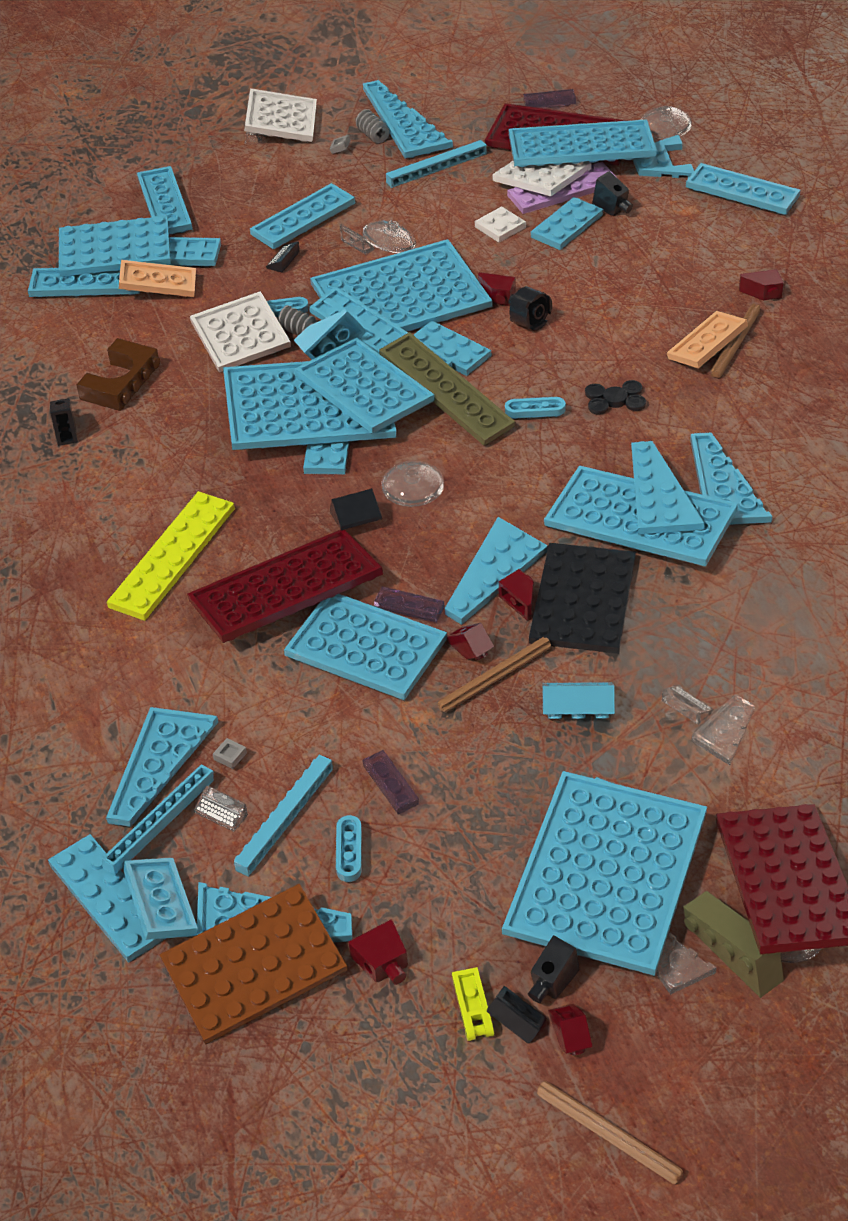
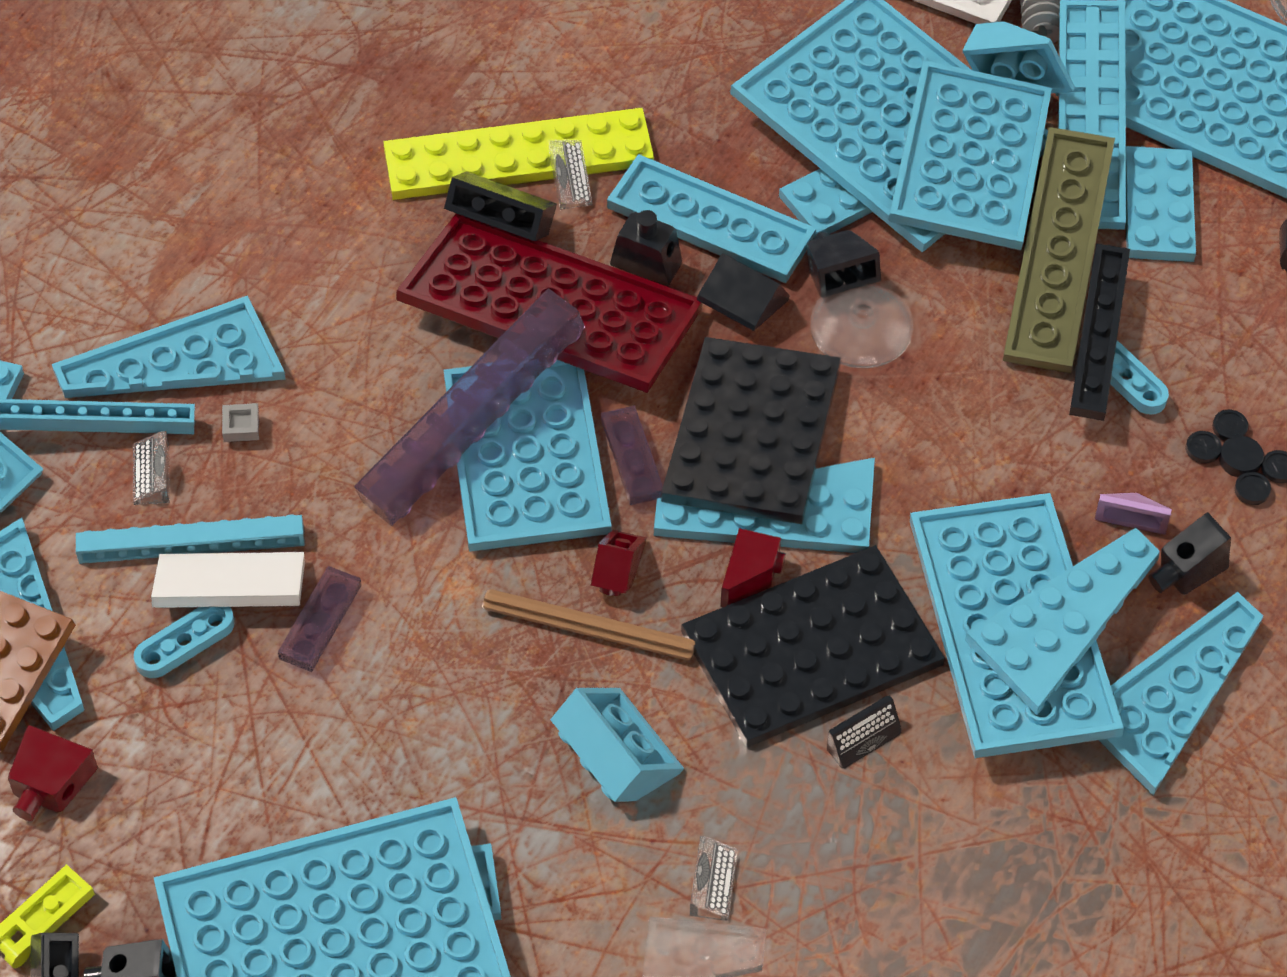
camera: 50 degrees right, 10 degrees up
(204, 573) = (500, 206): none -> black brick
(211, 538) = (570, 173): none -> slope
(290, 530) = (647, 248): none -> black torso
(291, 501) = (714, 217): none -> medium azure plate
(327, 646) = (470, 407): none -> clear purple brick
(330, 808) = (228, 580): none -> white tile
(374, 465) = (842, 262): none -> black torso
(440, 550) = (752, 430): none -> black plate
(509, 399) = (1099, 332): none -> black plate
(615, 445) = (1133, 511): none -> lavender slope
(652, 603) = (864, 732): none -> slope
(664, 440) = (1193, 556): none -> black torso

